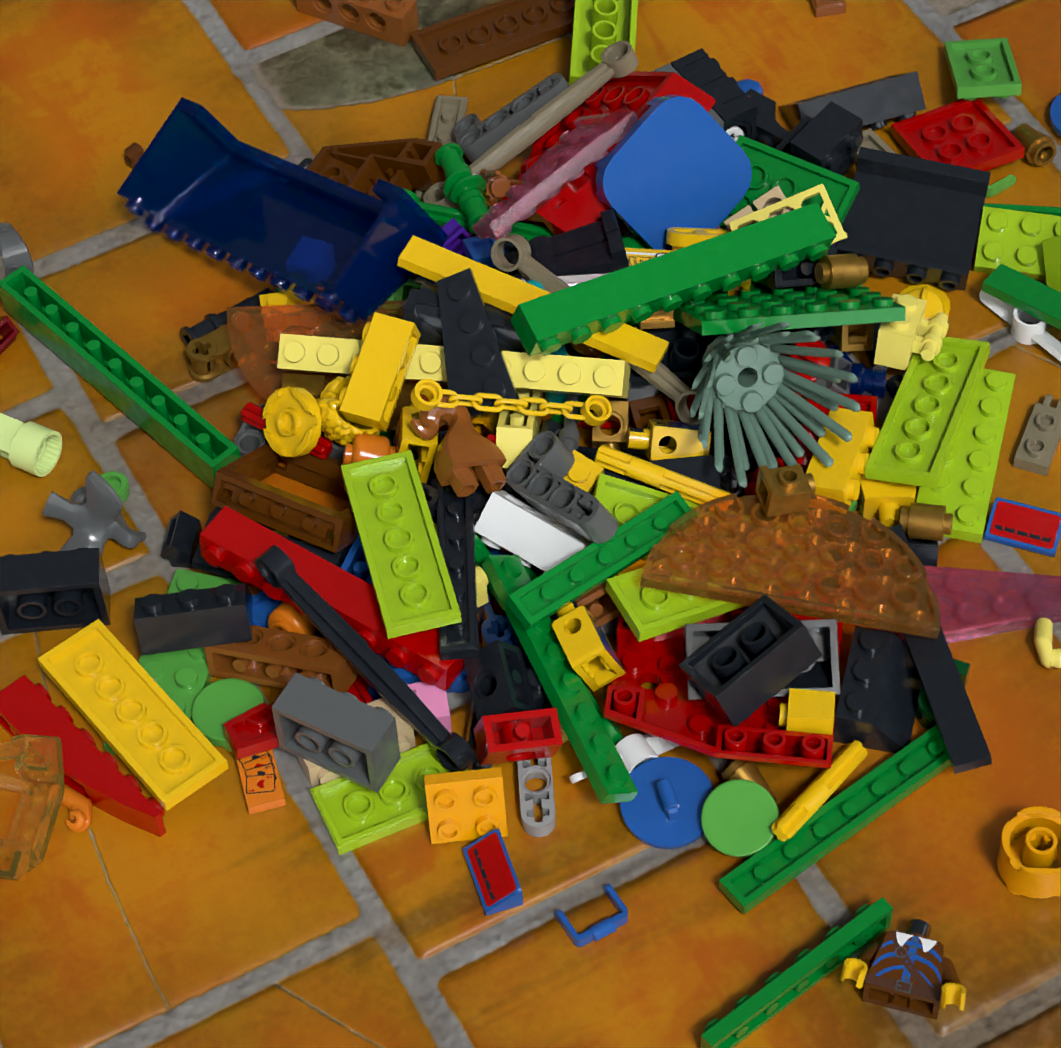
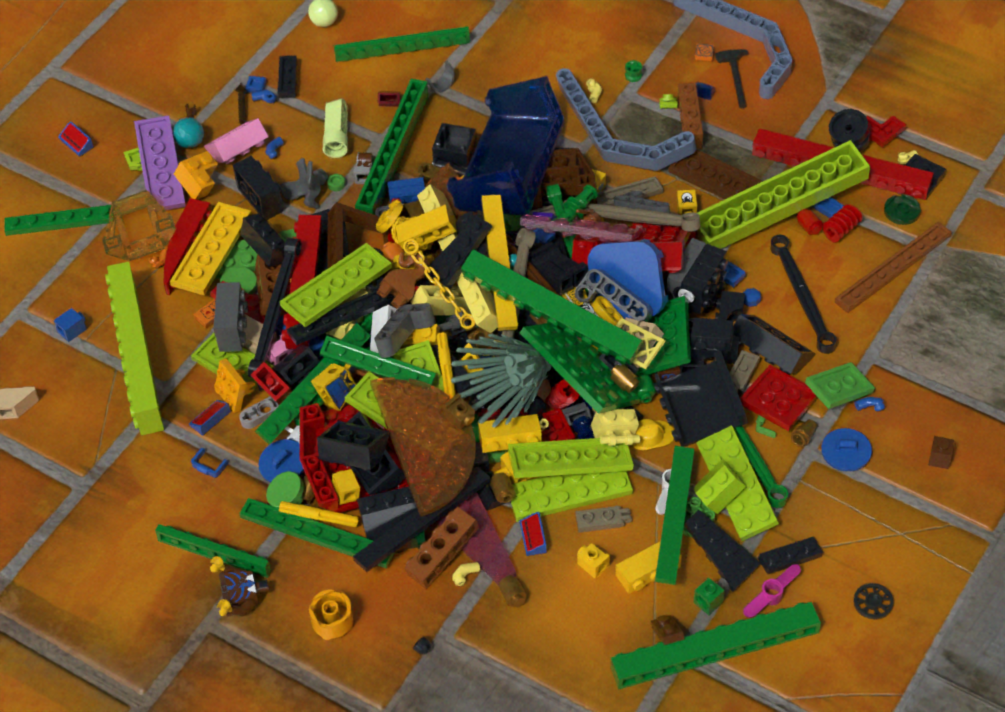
camera: 60 degrees right, 0 degrees up
(117, 435) = (363, 166): none -> light grey leg
(126, 1012) = (70, 324): none -> blue brick
(173, 296) = (455, 144): none -> black container
(202, 89) = (595, 90): none -> light yellow arm
(207, 30) = (633, 71): none -> green wheel
(223, 396) = (406, 189): none -> blue brick
(272, 919) = (133, 349): none -> lime brick
(301, 20) = (668, 102): none -> lime plate
(405, 77) = (615, 150): none -> sand blue beam
(518, 78) = (686, 202): none -> yellow brick
(697, 202) = (616, 298): none -> dark grey beam
(782, 37) = (803, 294): none -> black piece
(981, 594) = (441, 557): none -> dark orange brick
(1029, 49) = (870, 401): none -> blue arm

